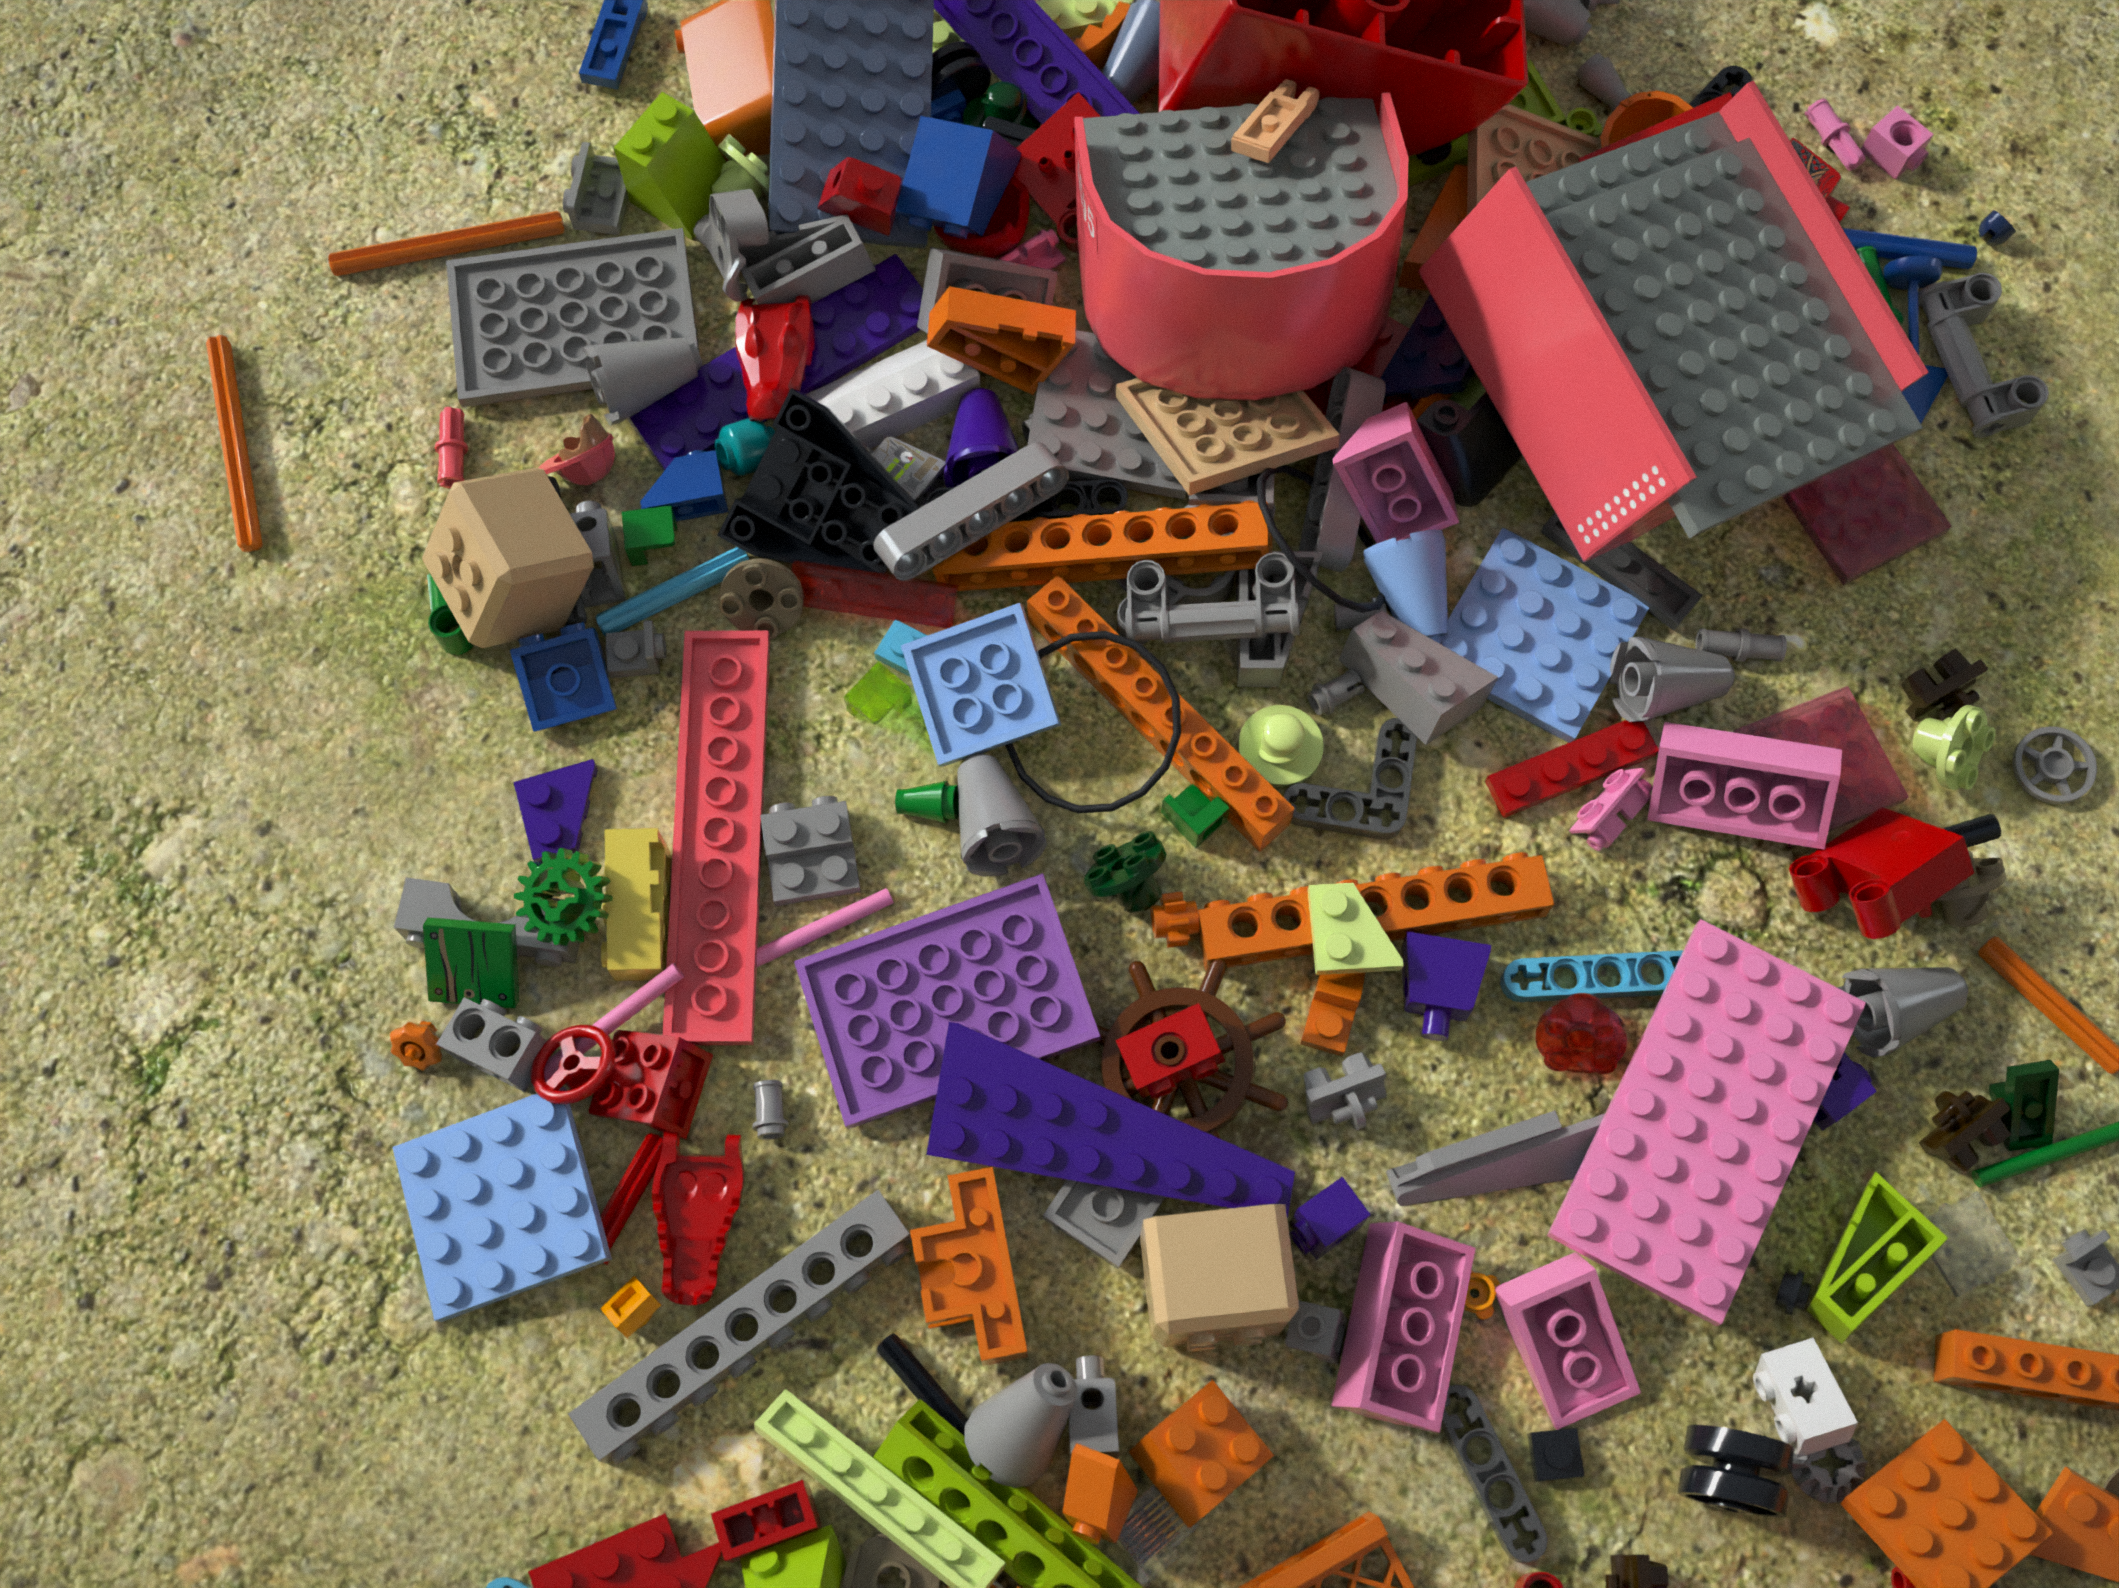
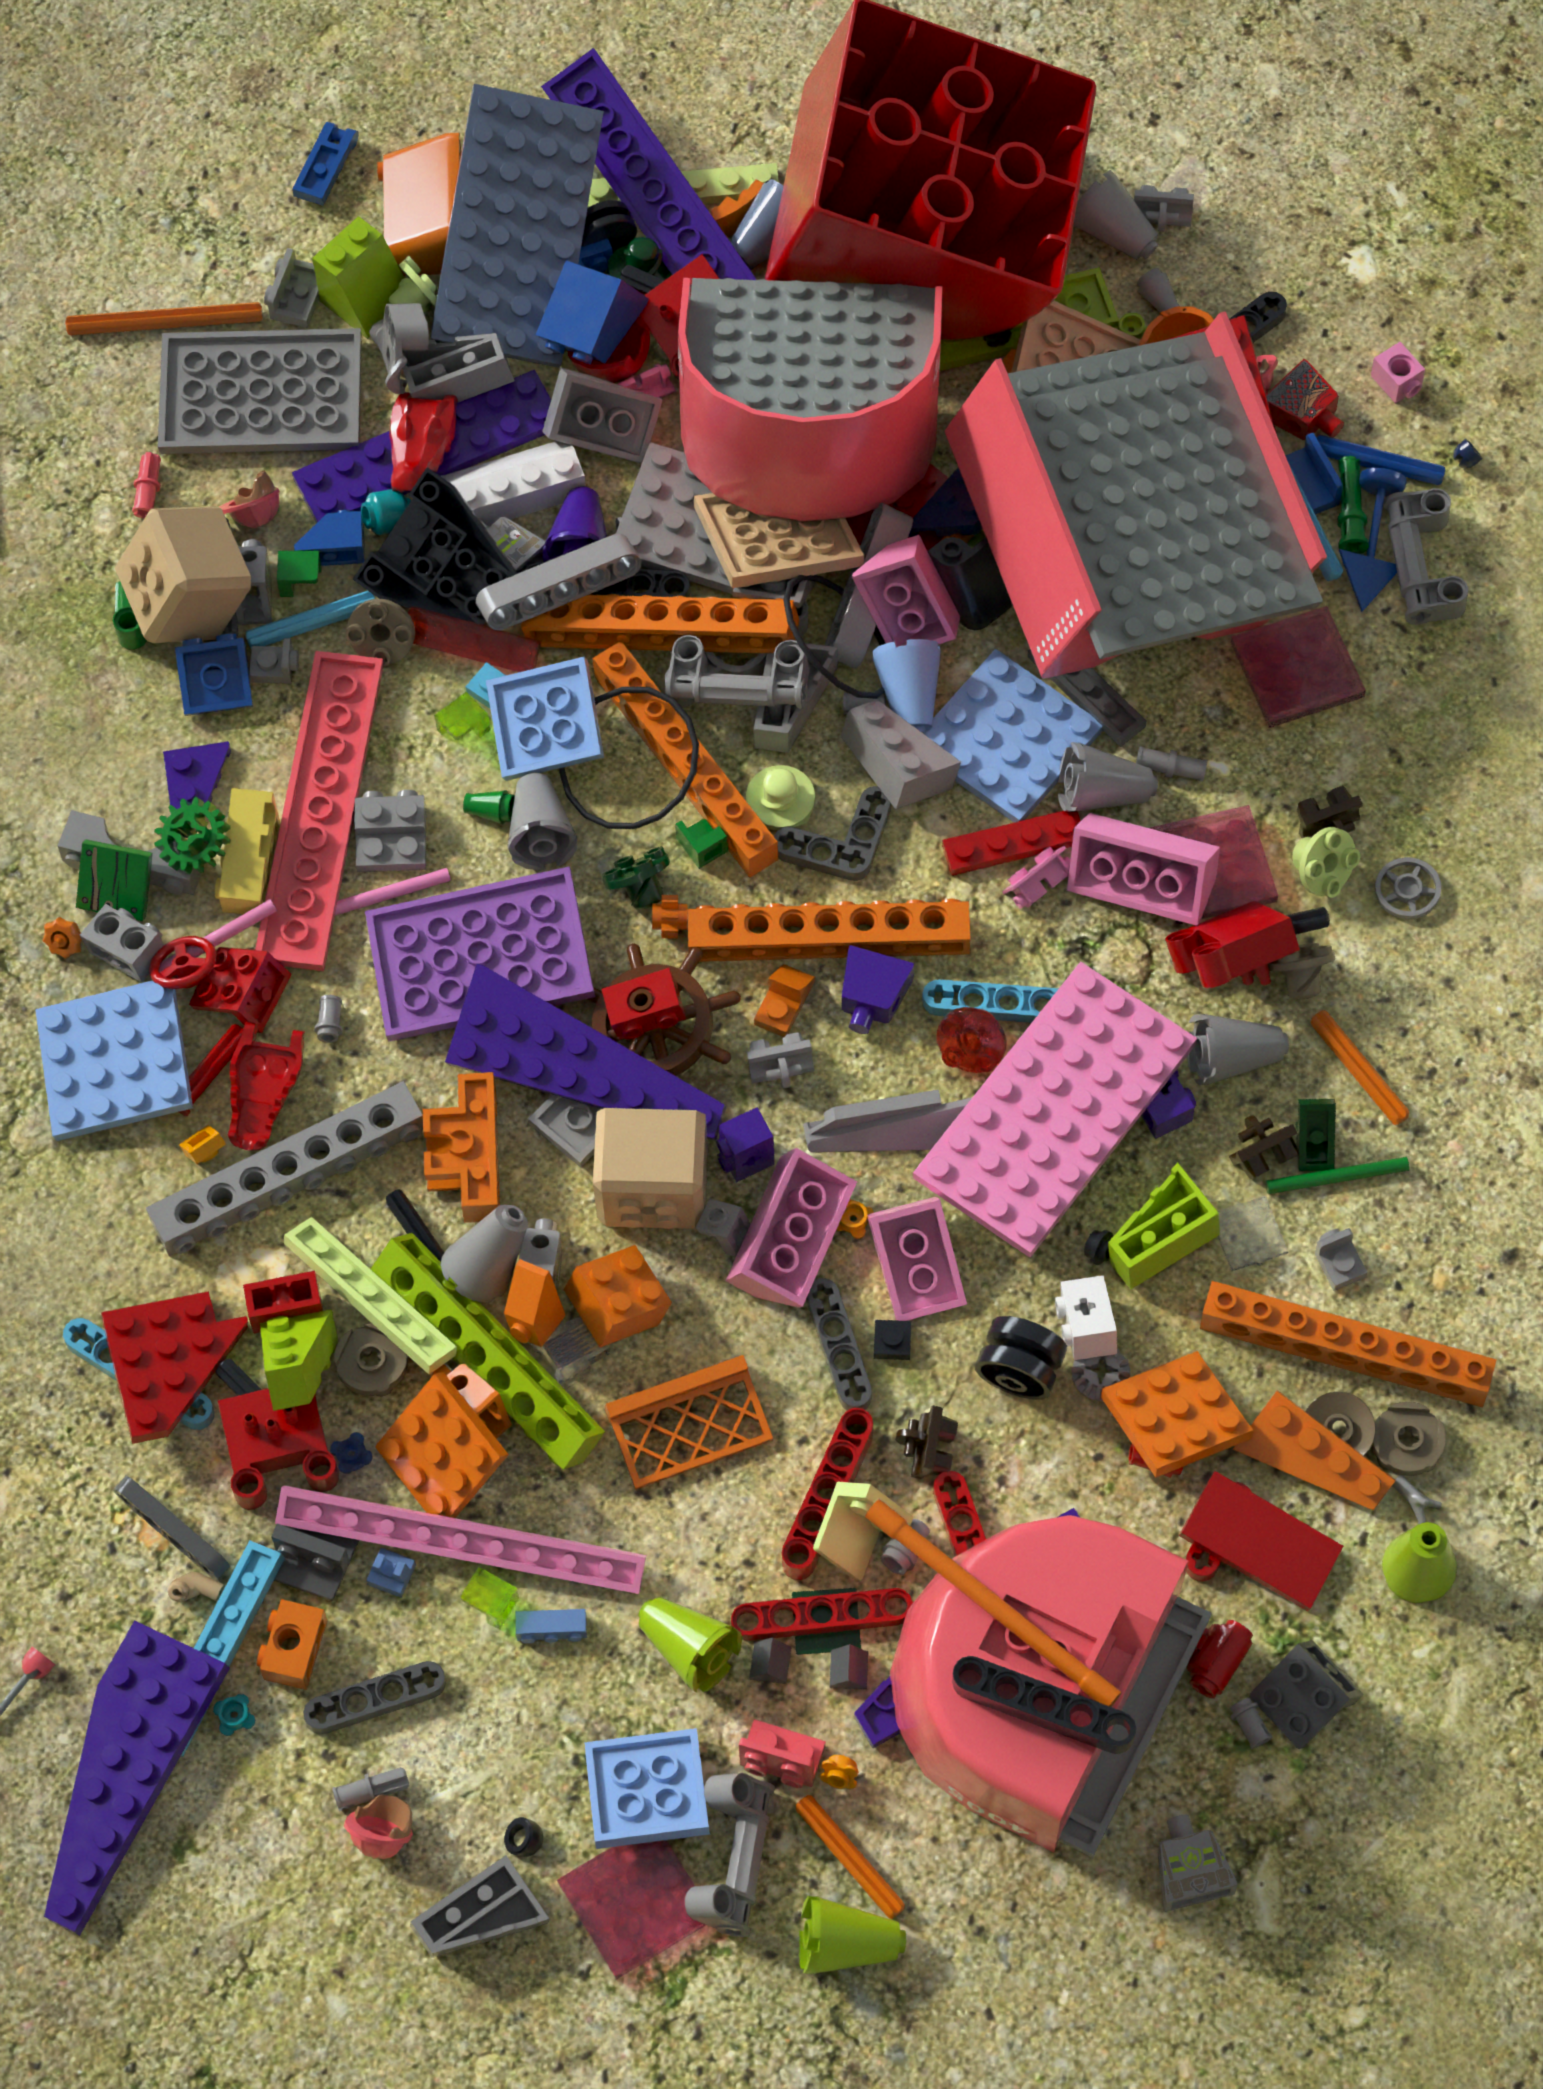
camera: 10 degrees right, 5 degrees down
(639, 373) = (307, 442): light grey cone -> none
(863, 193) = (510, 318): red torso -> none
(1002, 335) = (606, 445): orange wedge -> none
(1274, 122) = (845, 299): light nougat hinge -> none
(1333, 693) = (831, 761): light grey pin -> none
(1347, 933) = (801, 939): yellowish green wing -> none
(1835, 134) = (1349, 359): bright pink axle -> none

